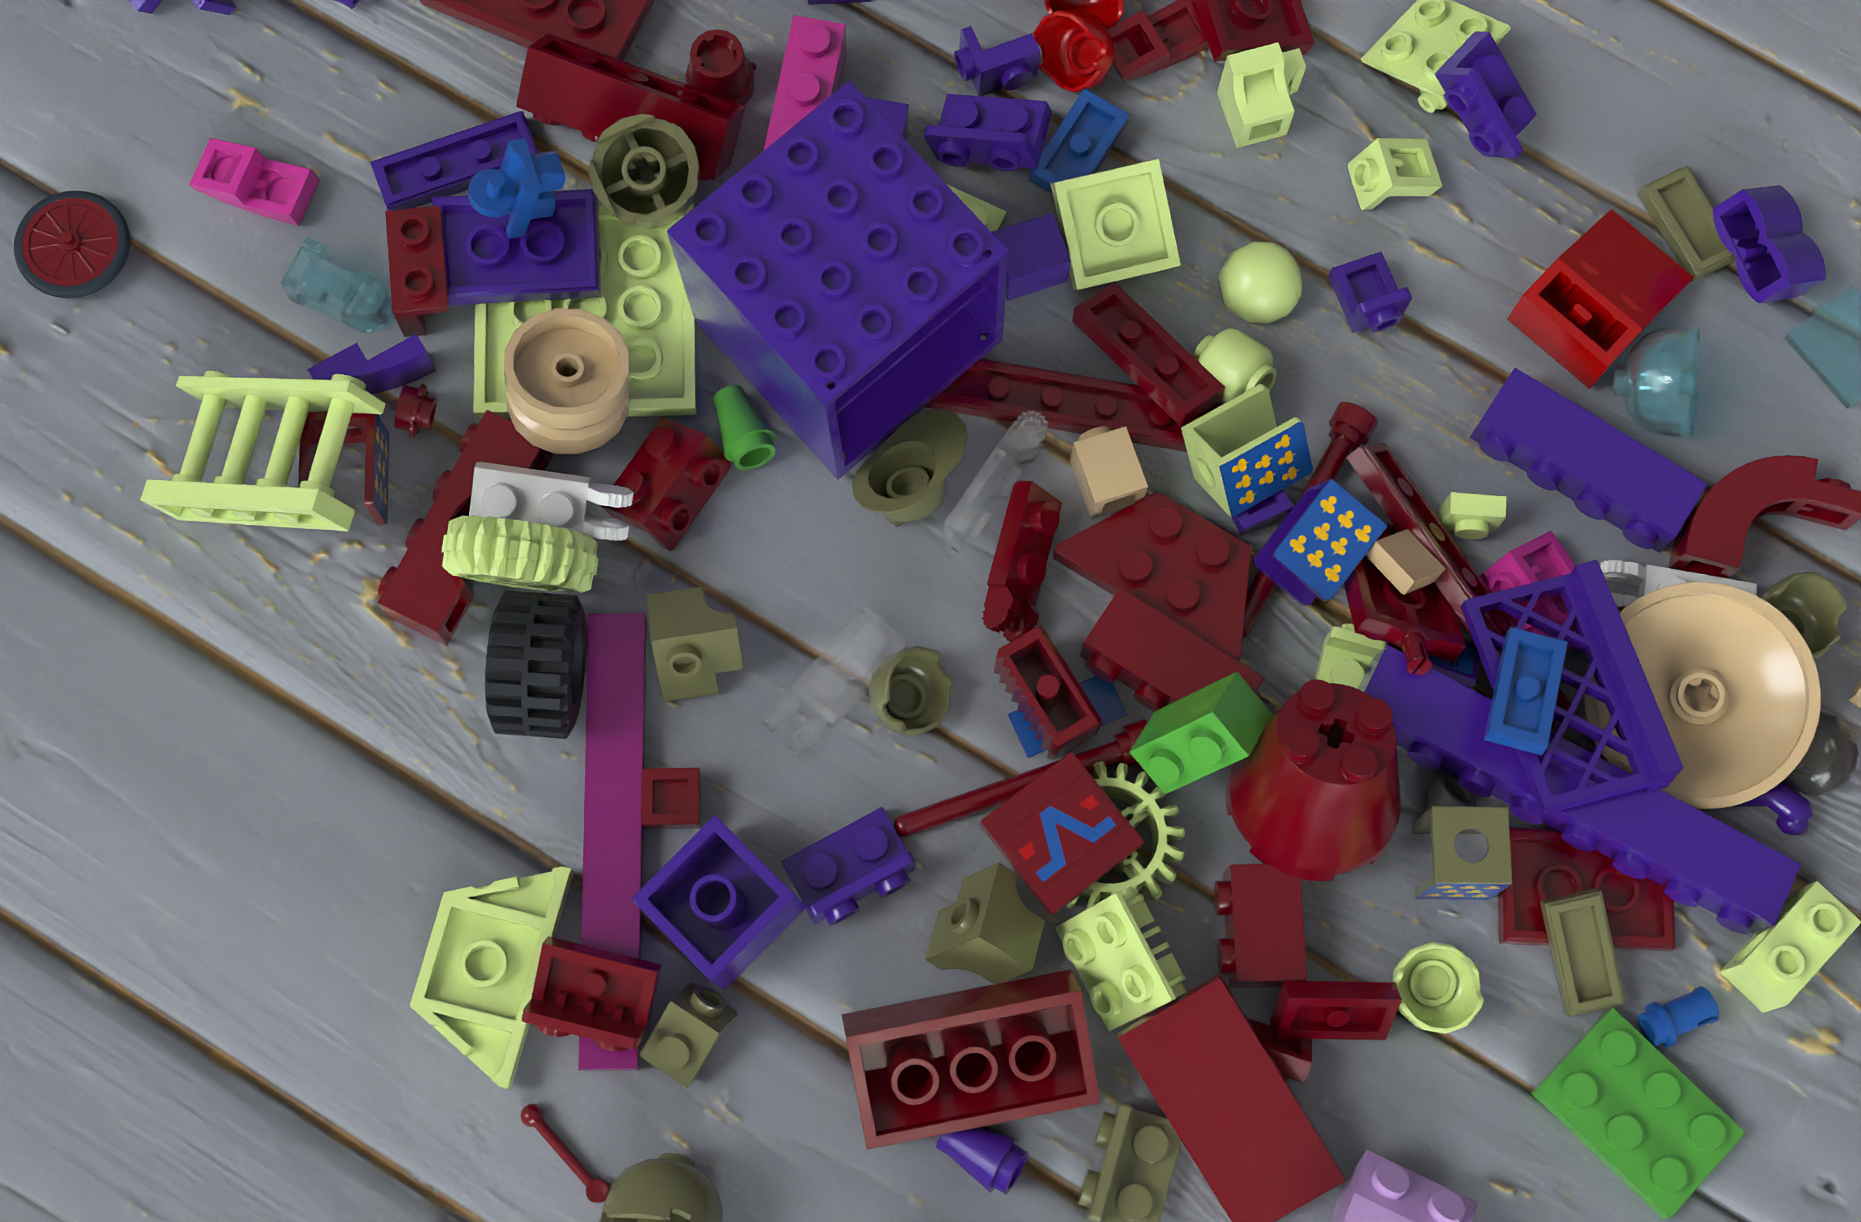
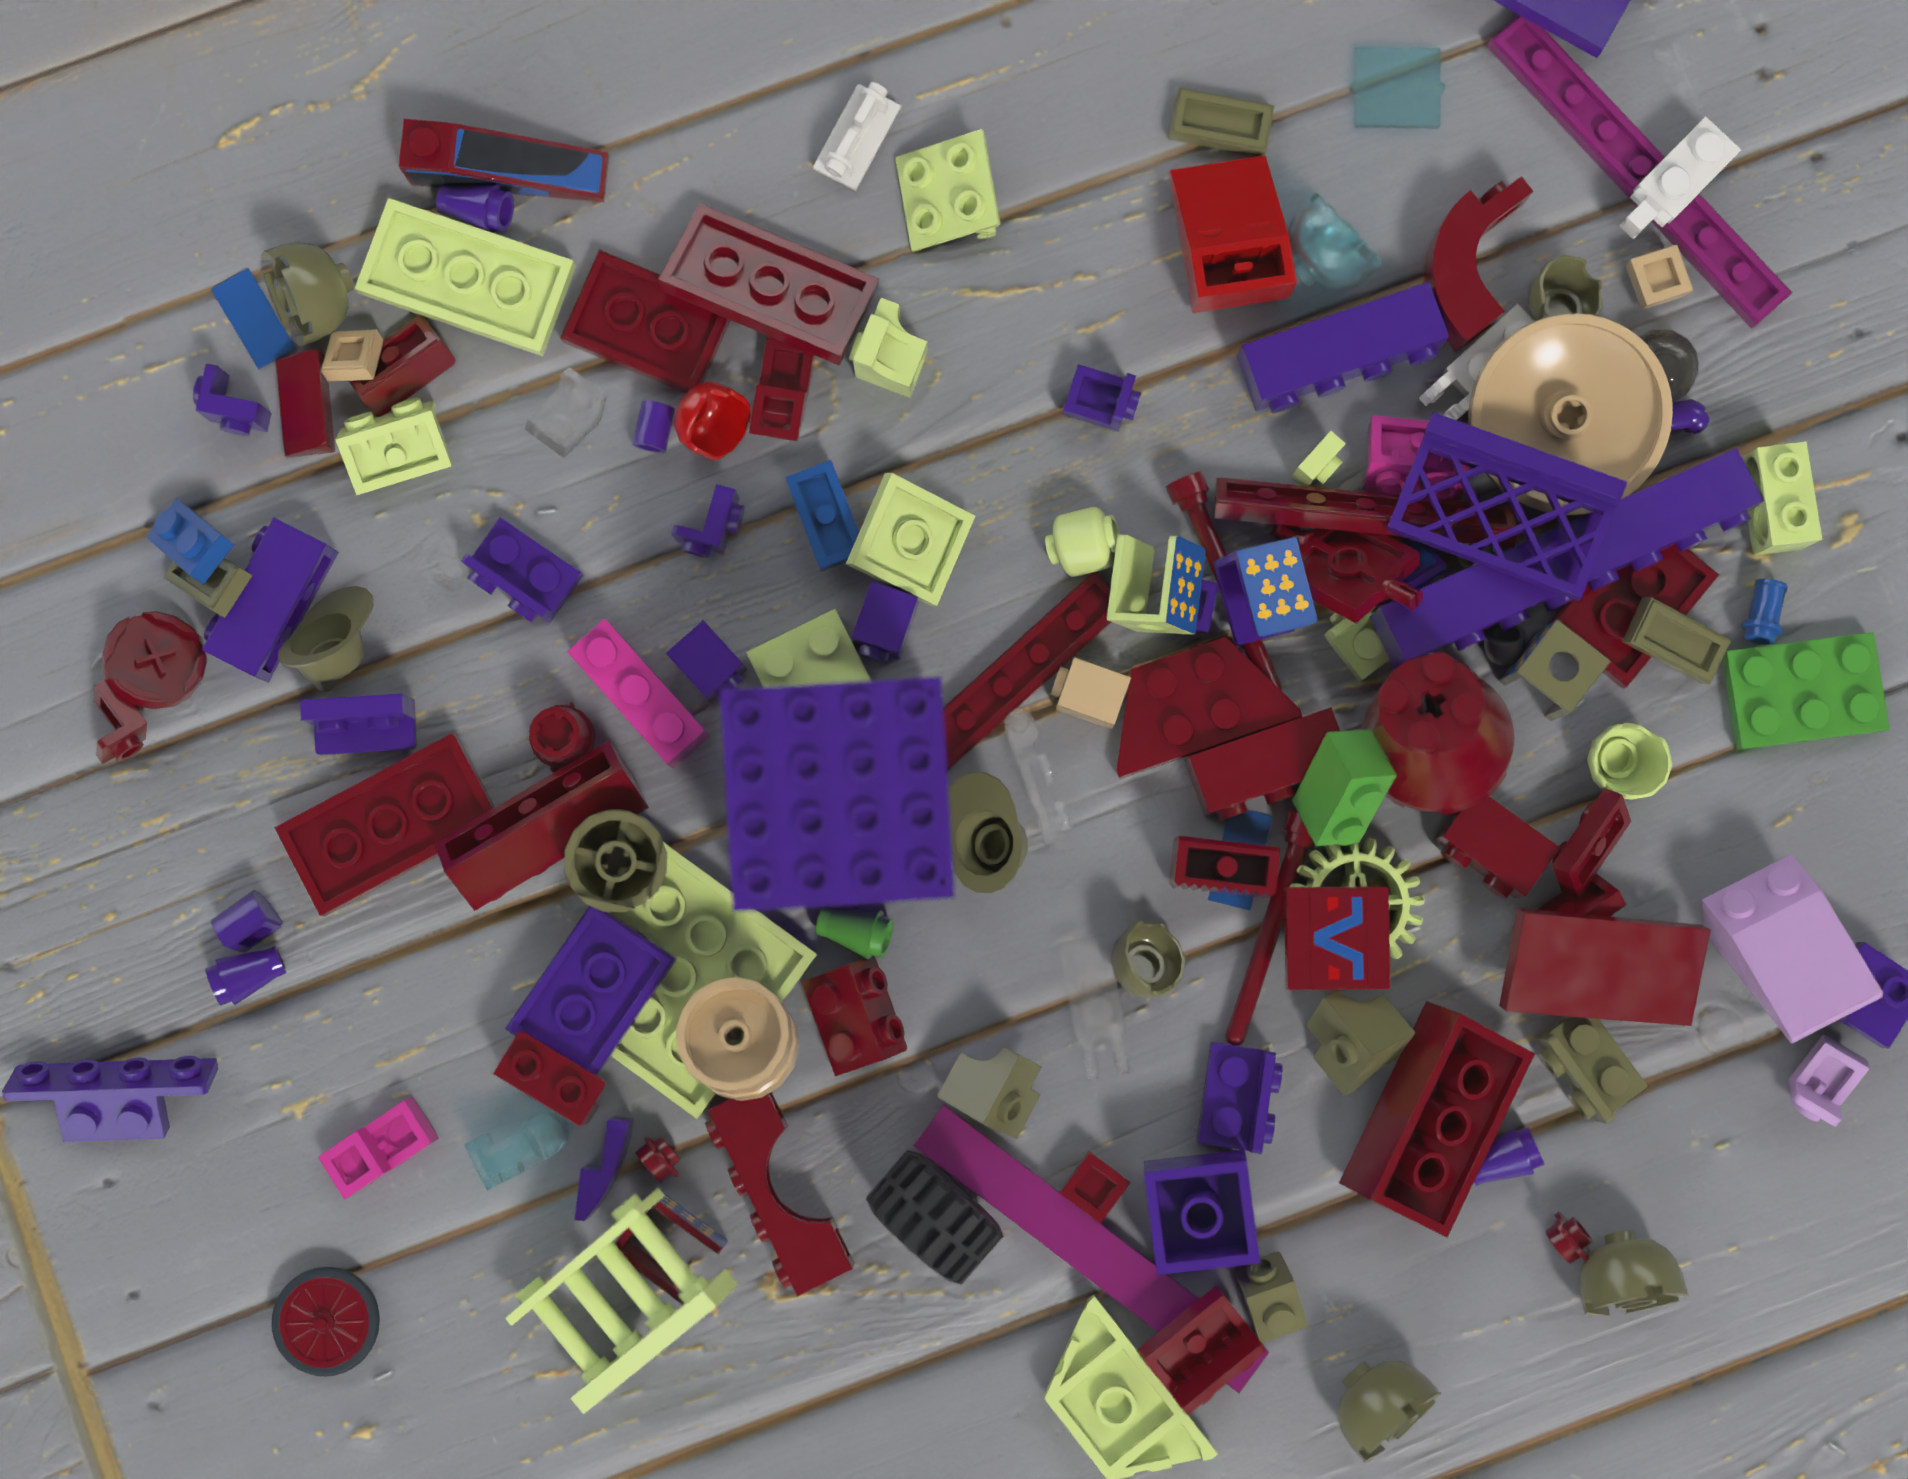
camera: 50 degrees left, 10 degrees up
(448, 162) = (478, 985): dark purple tile -> none
(519, 188) = (560, 968): blue hips -> none
(520, 554) = (844, 1170): yellowish green gear -> none
(547, 499) = (815, 1117): white hinge -> none
(596, 1189) = (1328, 1439): dark red hinge -> none
(990, 132) = (764, 572): dark purple bracket -> none
(1021, 560) = (1112, 808): dark red hinge -> none
(1074, 49) = (750, 459): red hair -> none
(1117, 960) = (1450, 969): yellowish green hinge -> none
(1148, 354) = (1026, 595): dark red plate -> none
(1261, 282) = (1030, 467): yellowish green hair -> none
(1393, 169) = (1022, 302): yellowish green bracket -> none
(1405, 561) = (1327, 542): tan tile -> none
(1486, 96) = (1022, 192): dark purple bracket -> none
(1525, 691) = (1492, 543): blue plate -> none
(1769, 243) = (1287, 84): dark purple brick -> none

